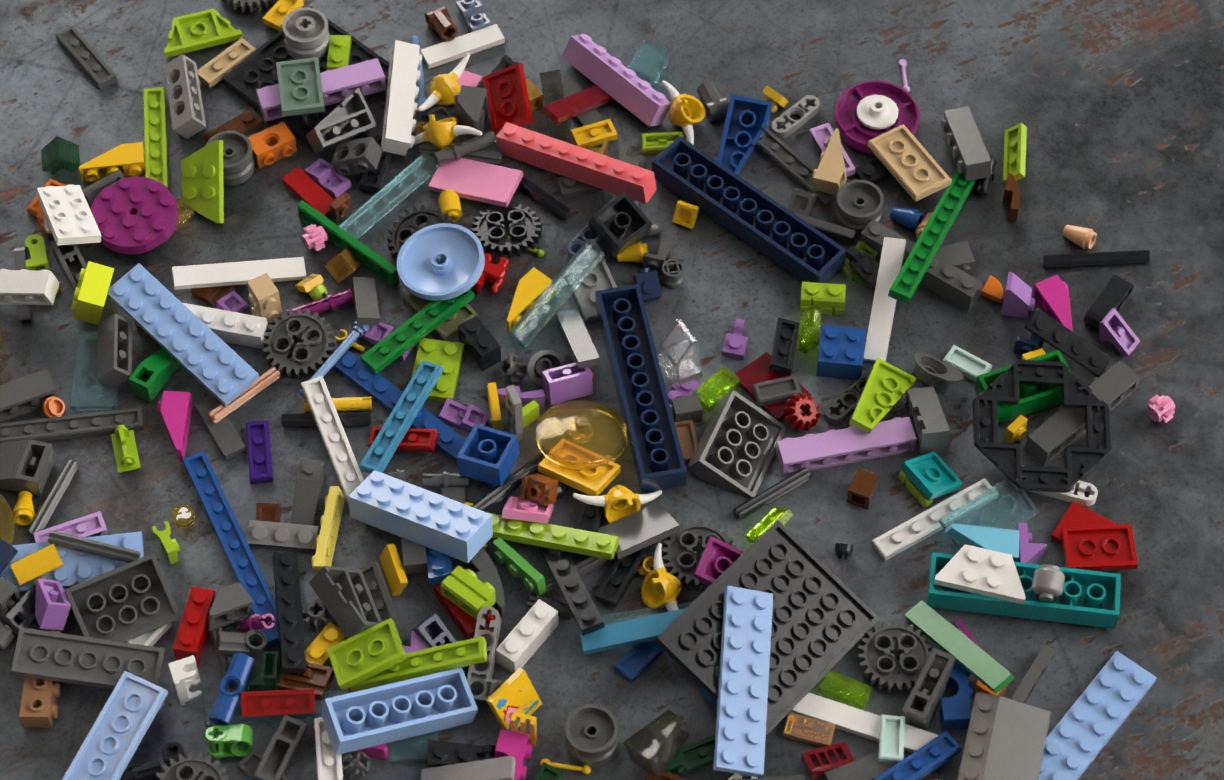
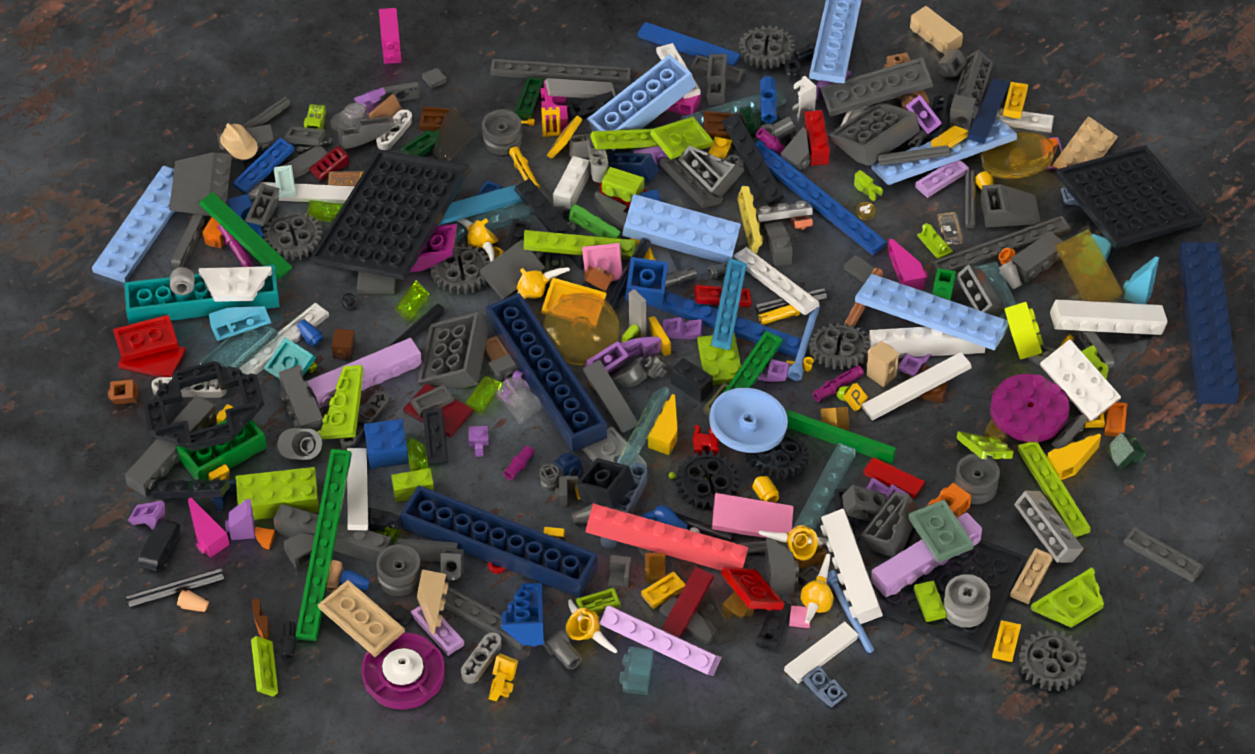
camera: 165 degrees right, 5 degrees down
(64, 380) = (1010, 274): none -> light grey cone
(97, 467) = (950, 228): none -> clear tile
(231, 740) = (751, 77): bright green piece -> none
(243, 123) = (993, 516): reddish brown hinge -> none
(259, 452) = (832, 268): dark purple tile -> none
(278, 702) = (732, 100): red plate -> none
(314, 237) = (870, 430): bright pink gear -> none
(341, 207) = (858, 465): copper plate -> none
(365, 300) = (800, 388): dark grey tile -> none
(393, 569) = (687, 203): yellow tile -> none
(440, 21) = (853, 667): reddish brown piece -> none
(455, 151) = (760, 547): dark grey pin -> none
(565, 191) = (666, 515): none -> blue arm
(579, 690) = (524, 169): none -> yellow pin
(700, 301) = (518, 463): none -> magenta pin
(743, 682) = (400, 170): light blue plate -> none
(786, 80) = (500, 687): none -> yellow tile
(809, 415) = (406, 385): red gear -> none
(899, 510) = (310, 333): none -> blue cone
(903, 63) = (391, 743): lavender hinge -> none
(966, 143) = (311, 654): brick -> none
(966, 362) = (272, 464): light aqua tile -> none
(972, 324) = (271, 489): none -> lime brick
(1029, 551) = (201, 329): medium lavender slope -> none
(1131, 489) = (128, 387): none -> dark orange brick
(1161, 408) = (104, 461): bright pink gear -> none

